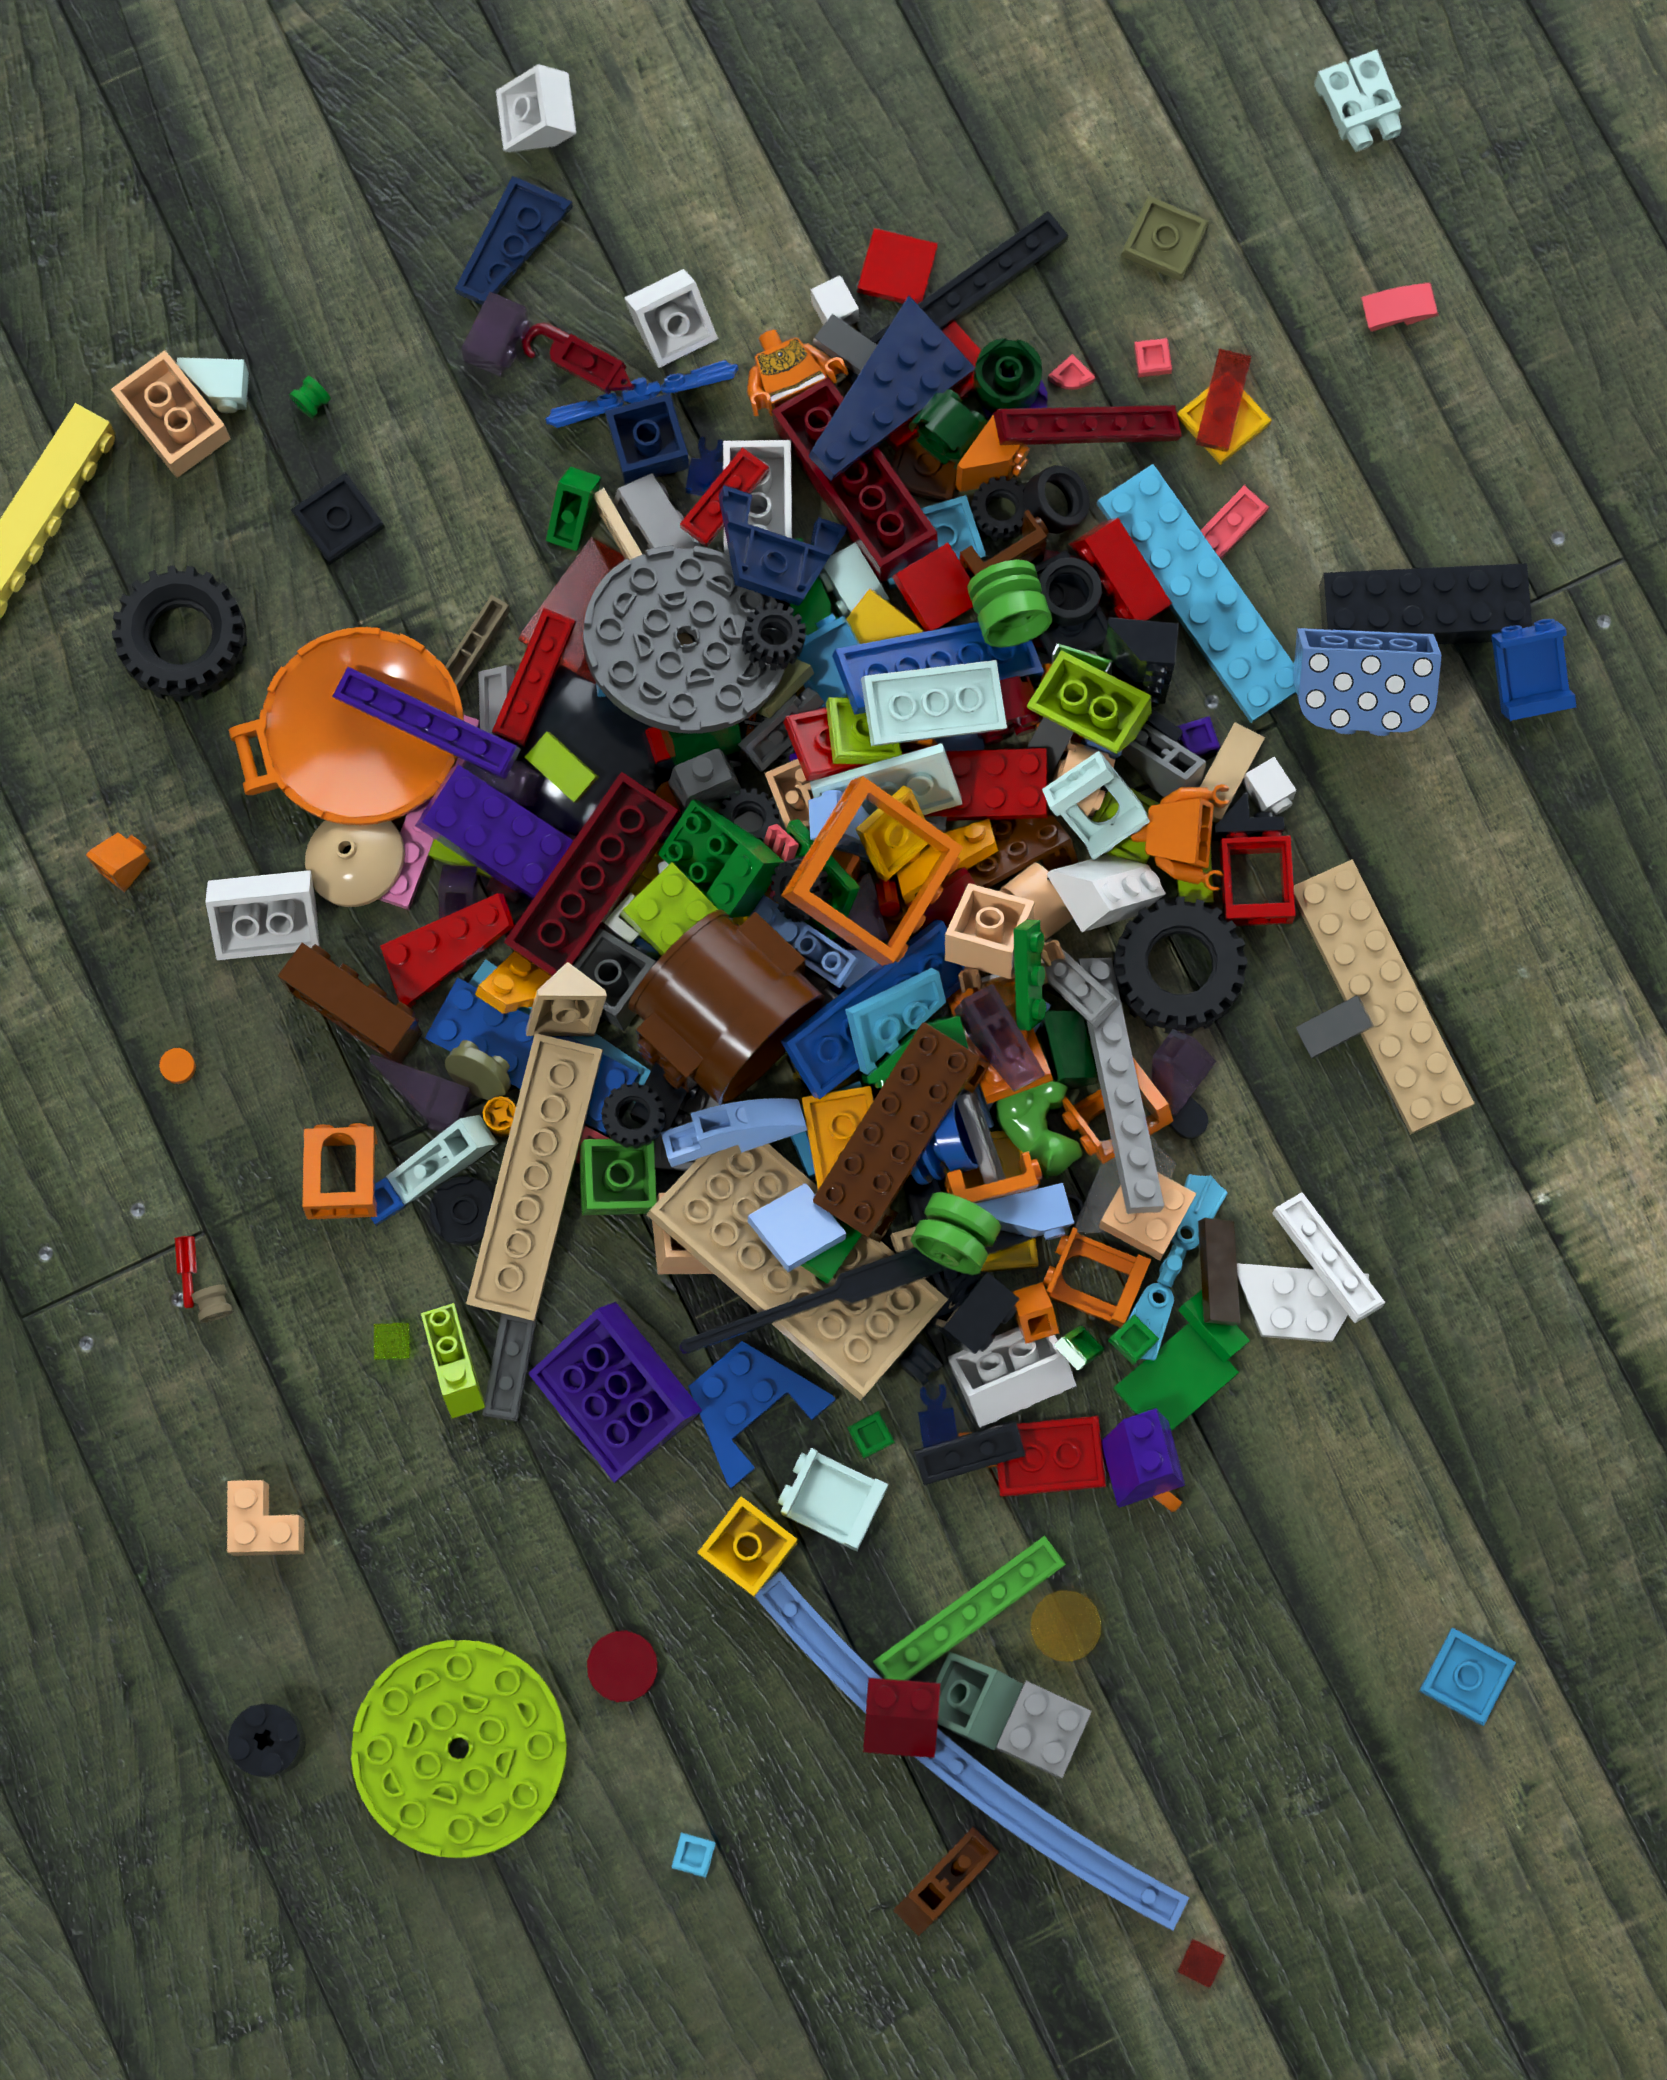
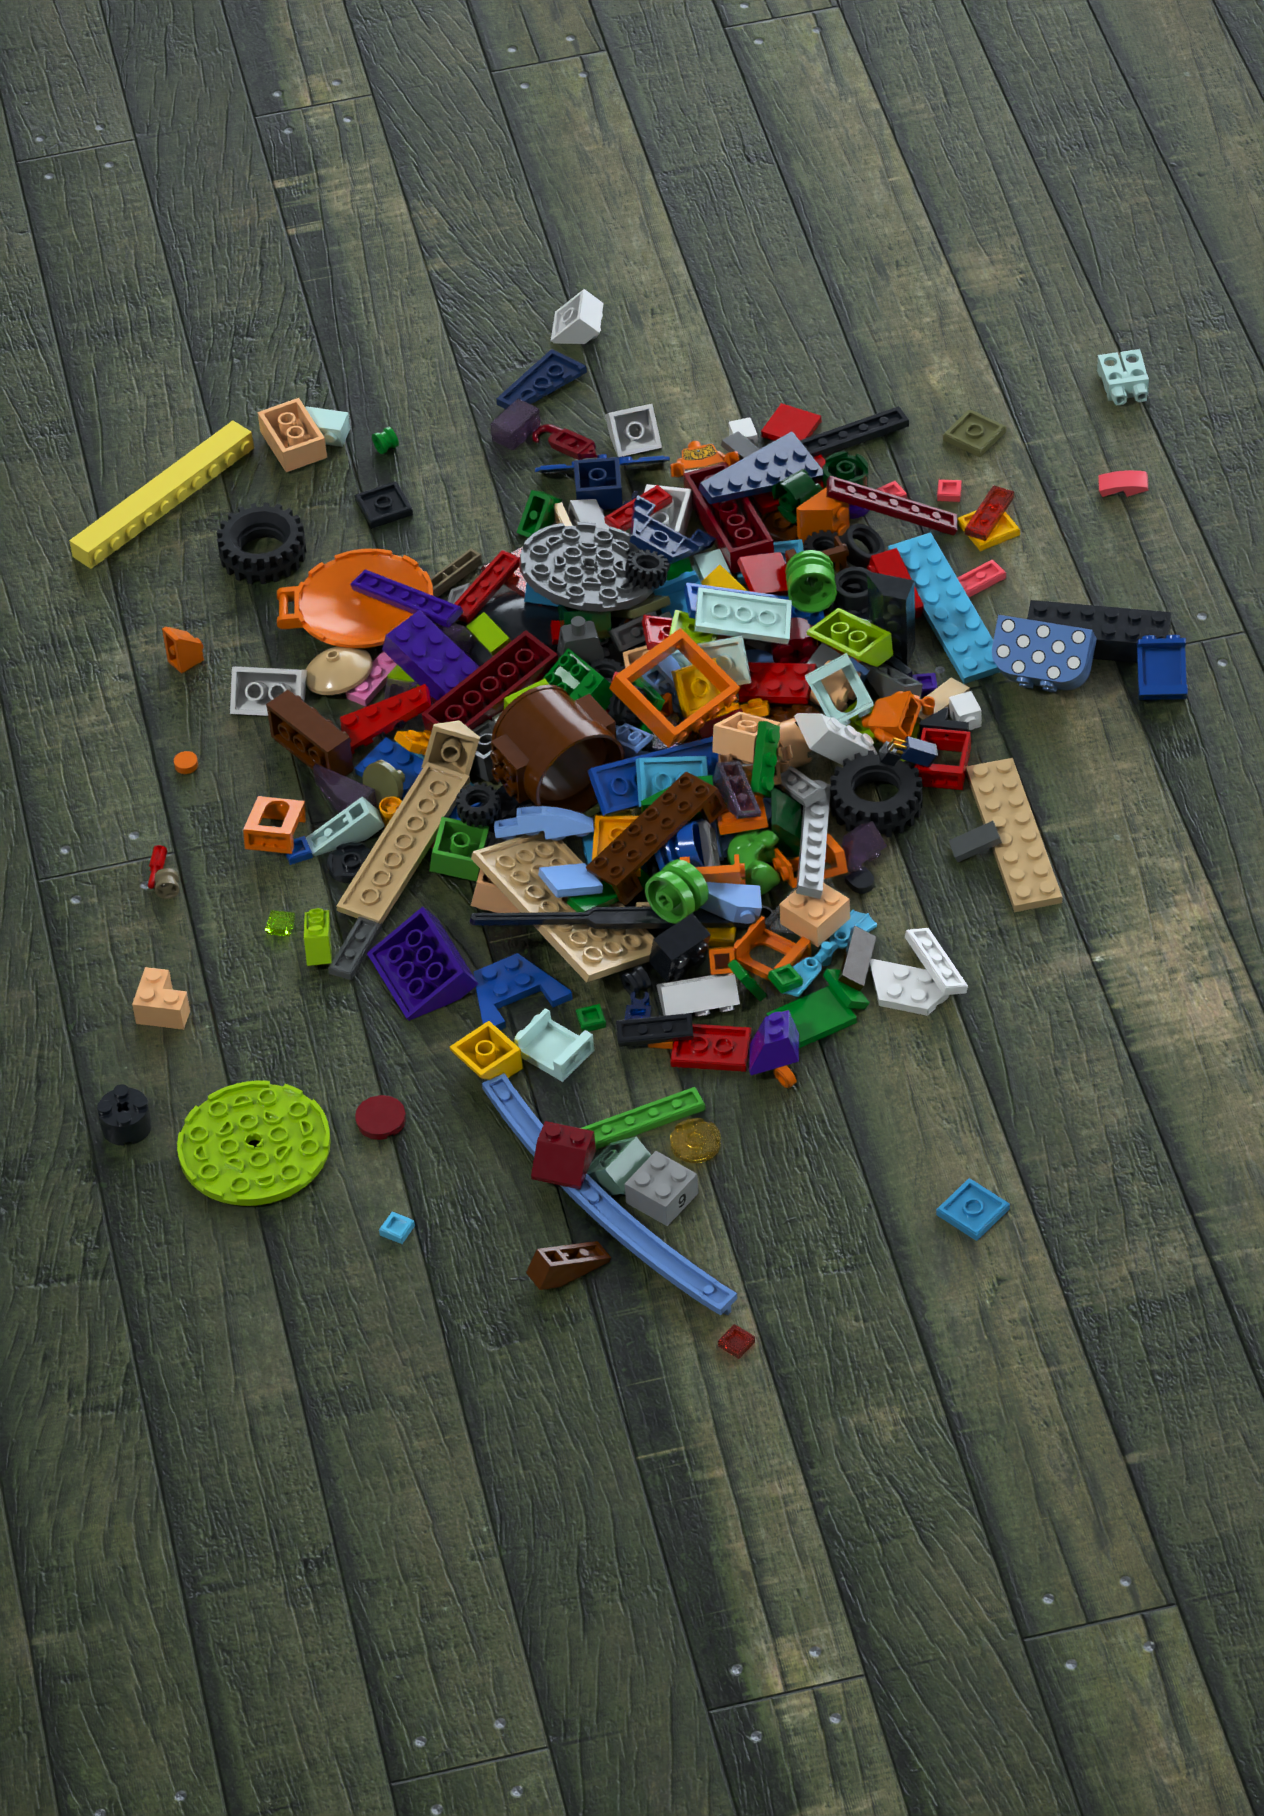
camera: 15 degrees right, 30 degrees down
(1218, 903) = (911, 750): none -> piece

